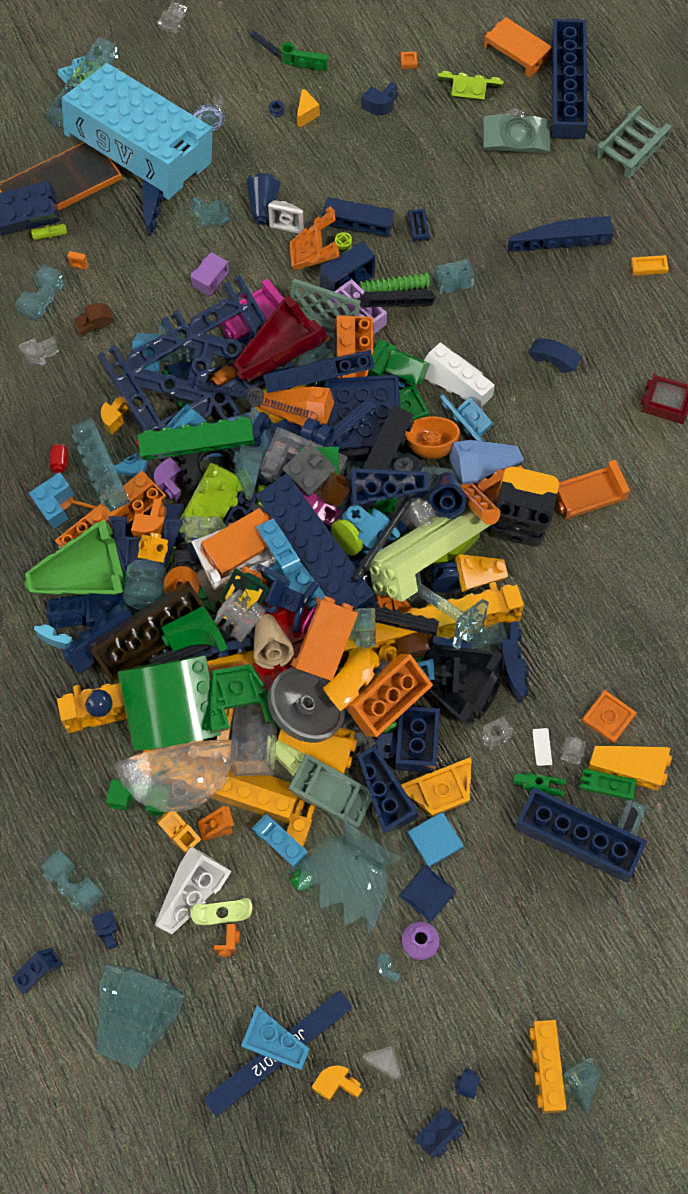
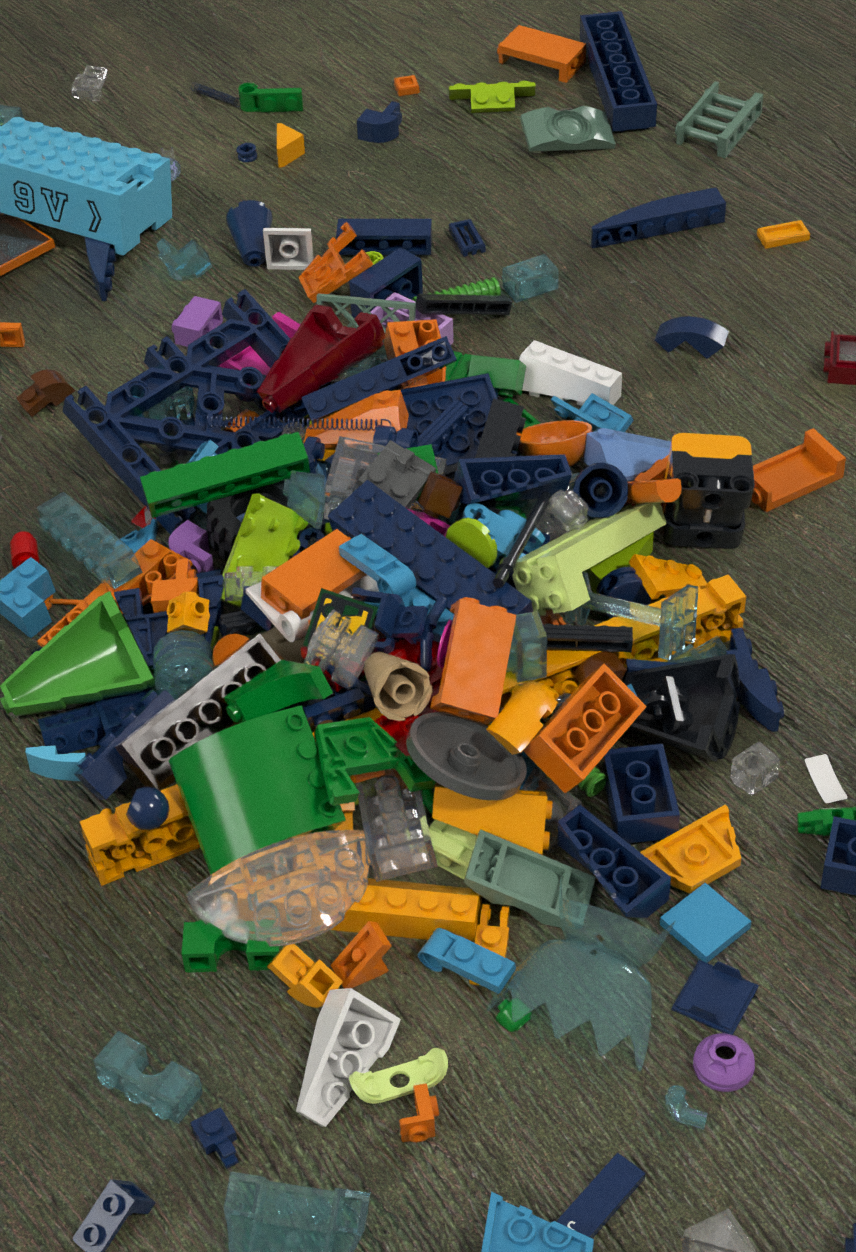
camera: 10 degrees left, 20 degrees down
(112, 415) = (94, 489): light orange brick -> none
(386, 745) = (597, 805): dark blue piece -> none

